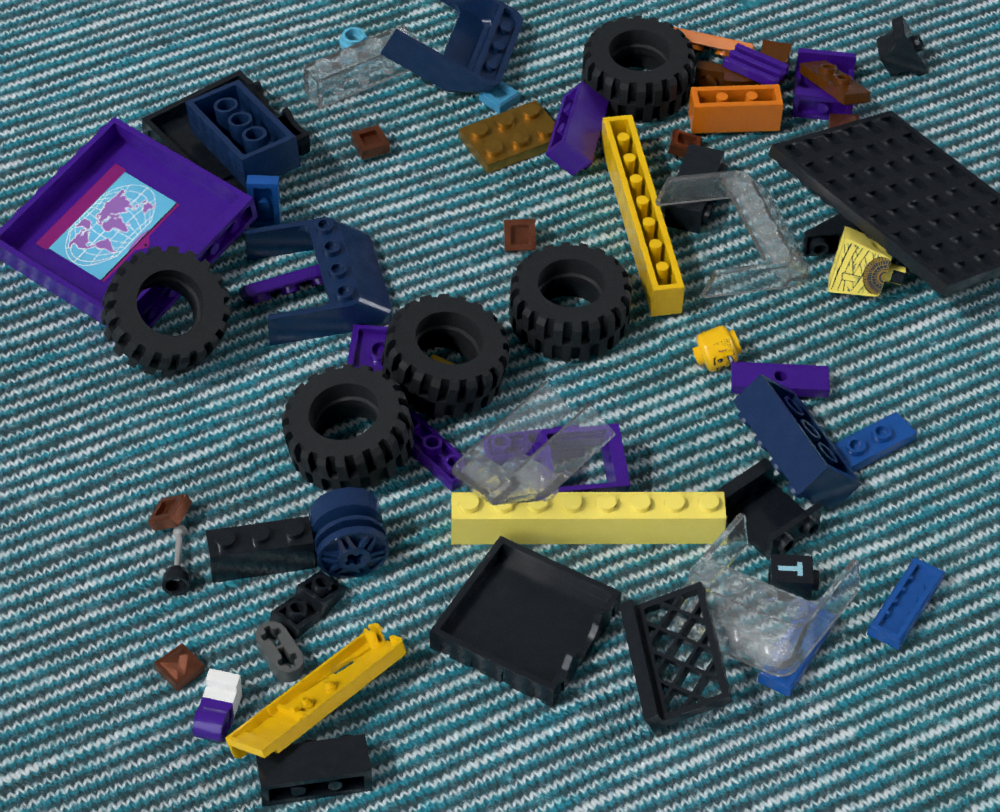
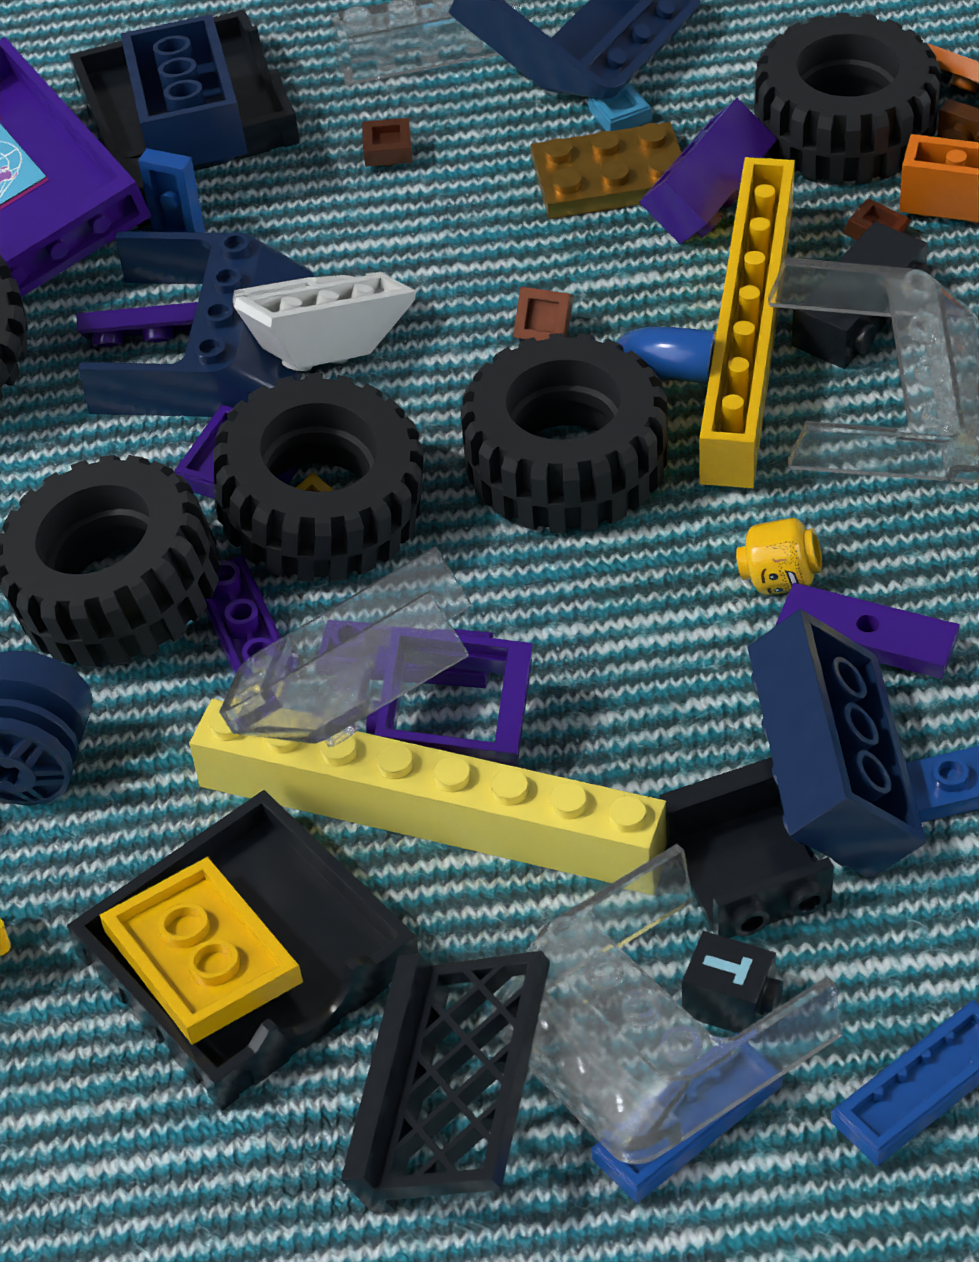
camera: 25 degrees right, 0 degrees up
(393, 258) = (323, 316): none -> white wedge
(511, 625) = (201, 950): none -> yellow plate
(618, 242) = (673, 351): none -> blue cylinder

